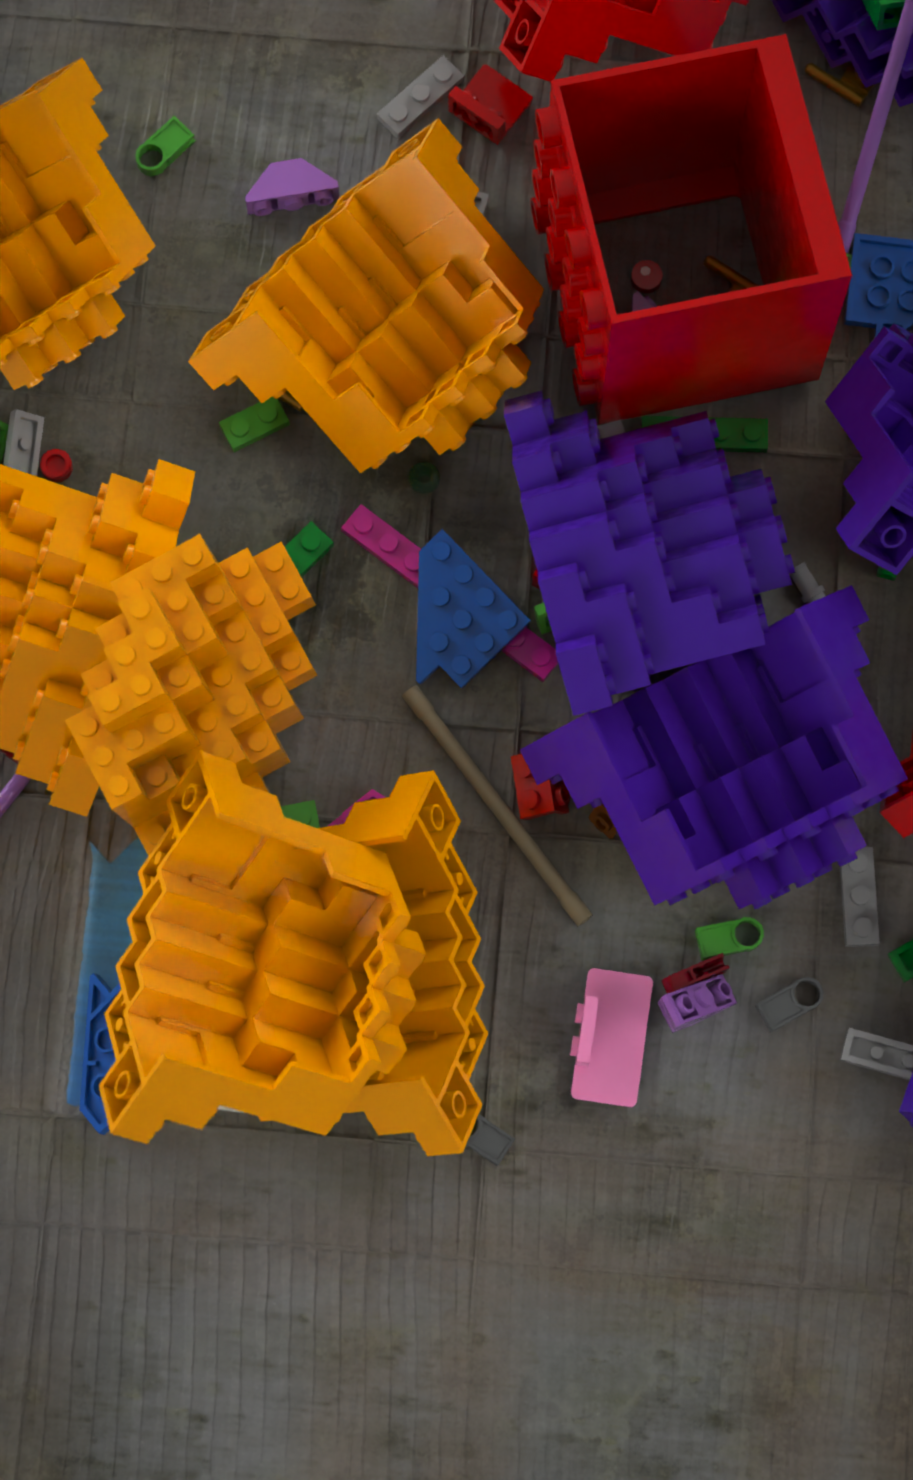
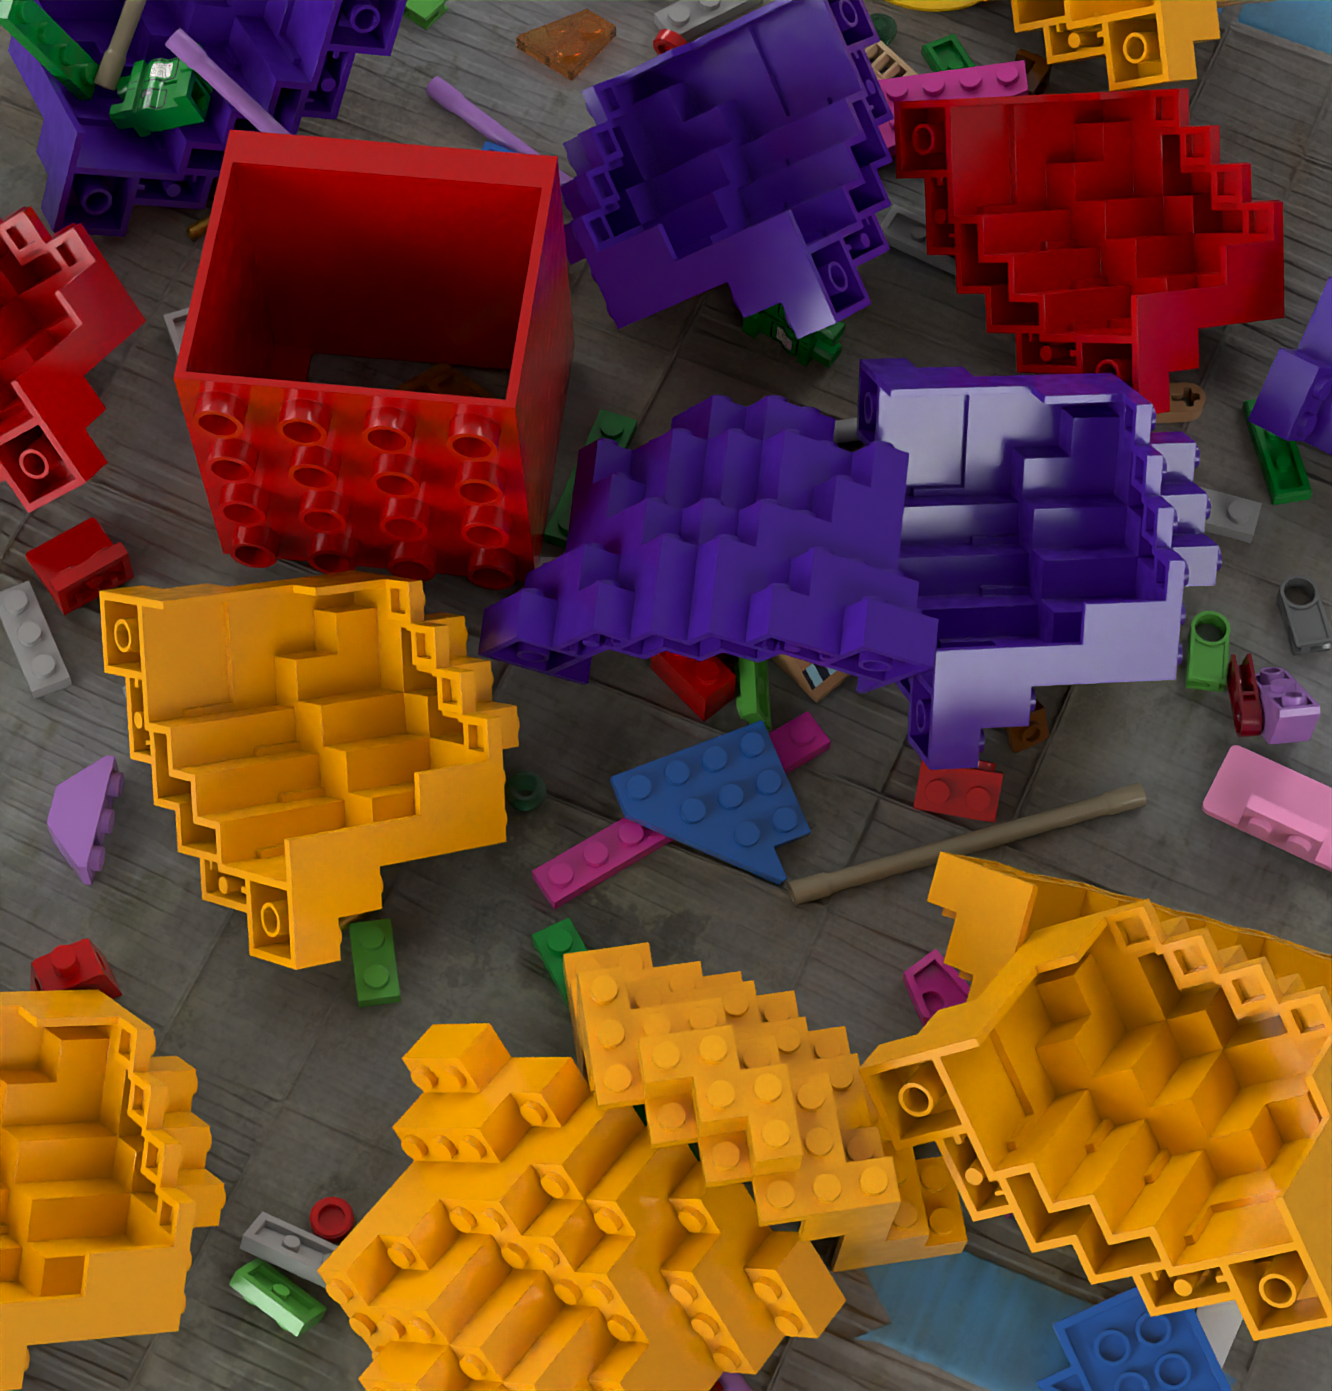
camera: 70 degrees left, 15 degrees down
(163, 226) = (74, 968): none -> red torso

